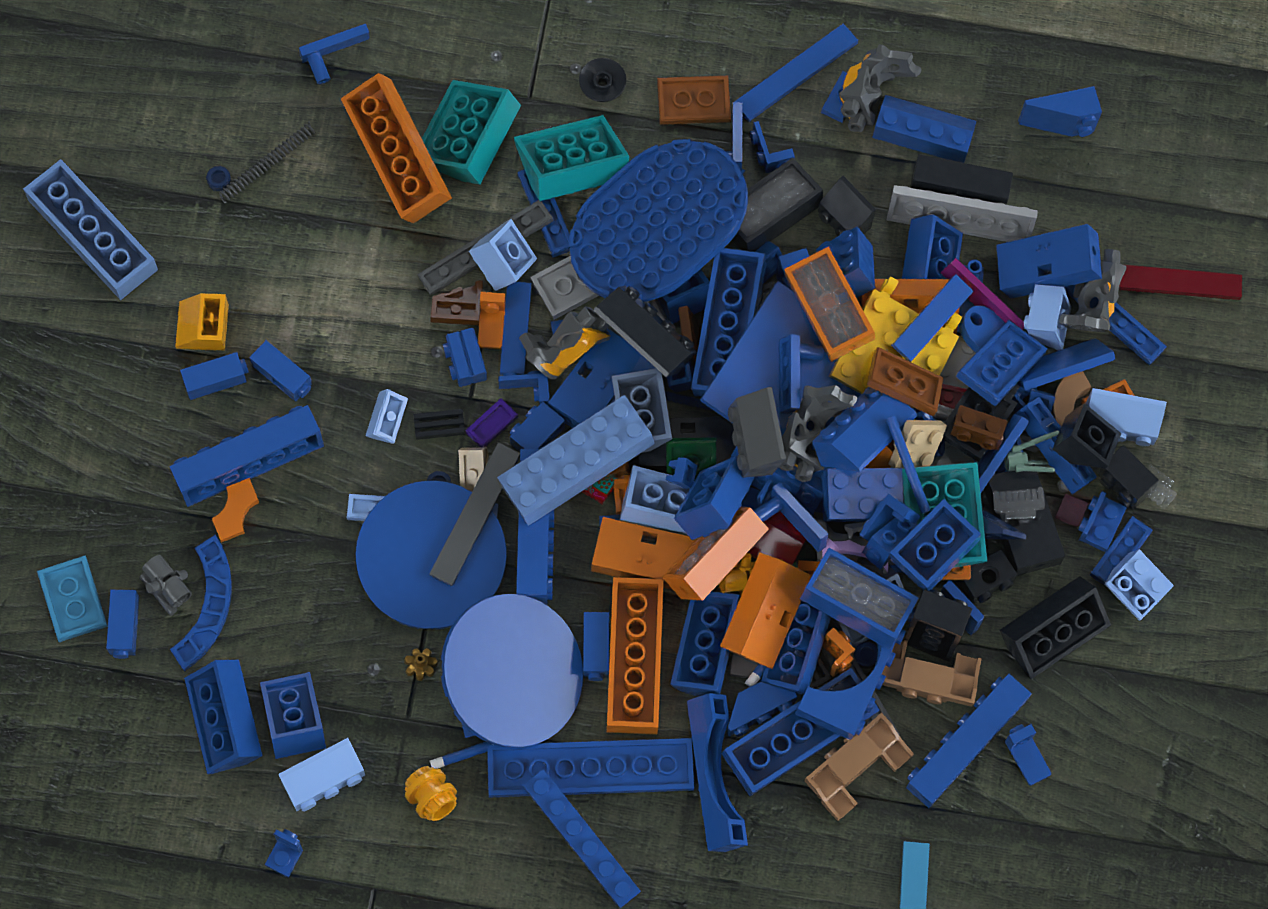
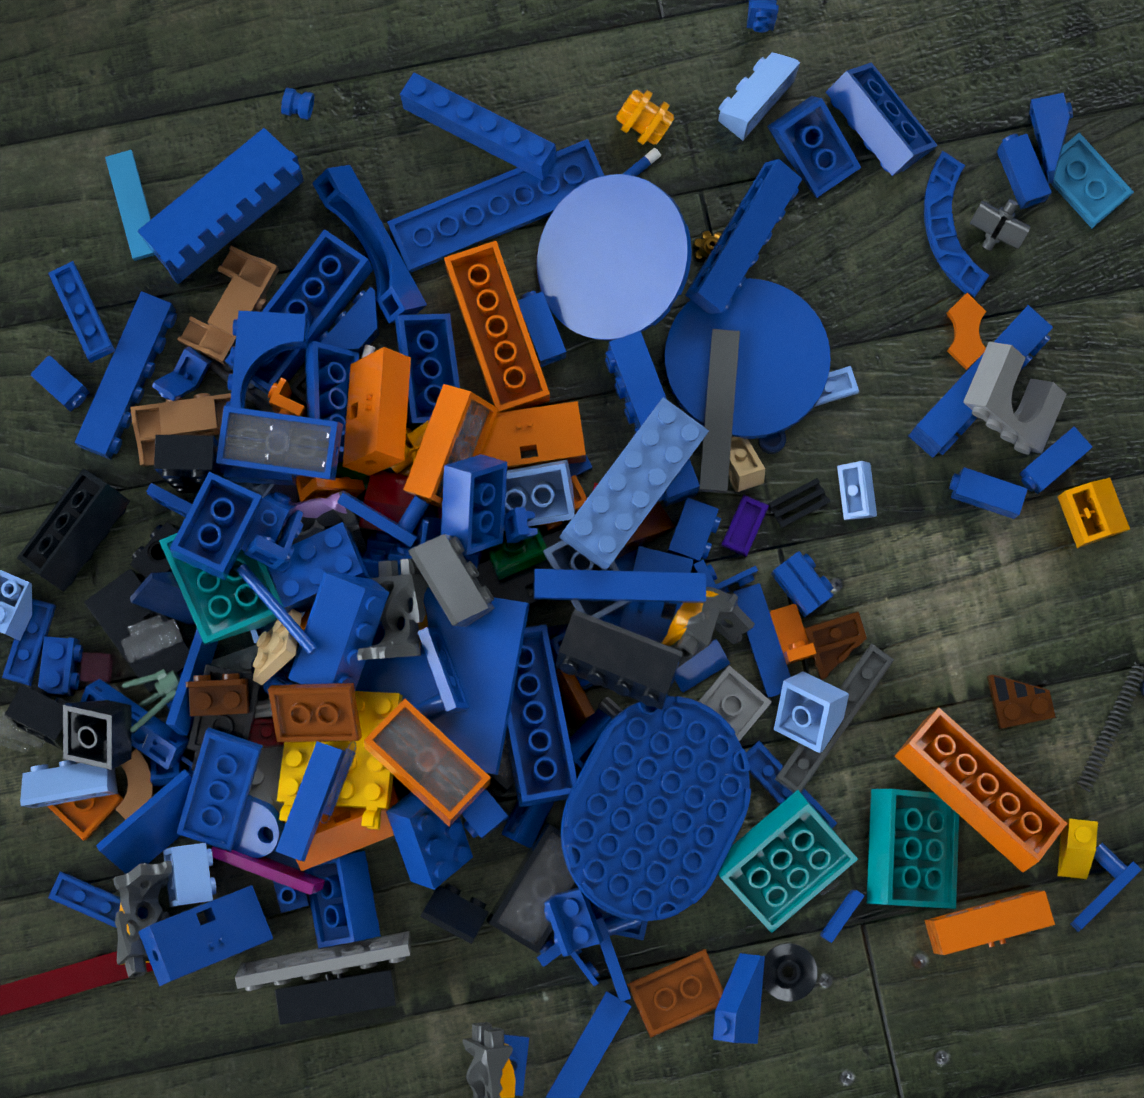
camera: 160 degrees right, 10 degrees up
(81, 648) = (1050, 124): none -> blue slope
(229, 422) = (992, 400): none -> light grey arch
(332, 206) = (1019, 702): none -> reddish brown wing
(336, 85) = (1077, 848): none -> yellow slope
(389, 652) = (744, 237): none -> blue brick
(433, 54) = (989, 922): none -> orange brick
(543, 104) = (841, 915): none -> blue tile
(617, 385) = (619, 586): none -> blue tile
(649, 70) = (740, 1004): none -> blue slope
(758, 165) = (572, 921): none -> blue bracket
(836, 840) = (222, 204): none -> blue piece
(900, 323) = (340, 785): none -> blue piece
(921, 716) = (185, 377): none -> blue bracket
(924, 129) = (403, 1062): blue slope -> none
(989, 809) = (81, 312): none -> blue tile

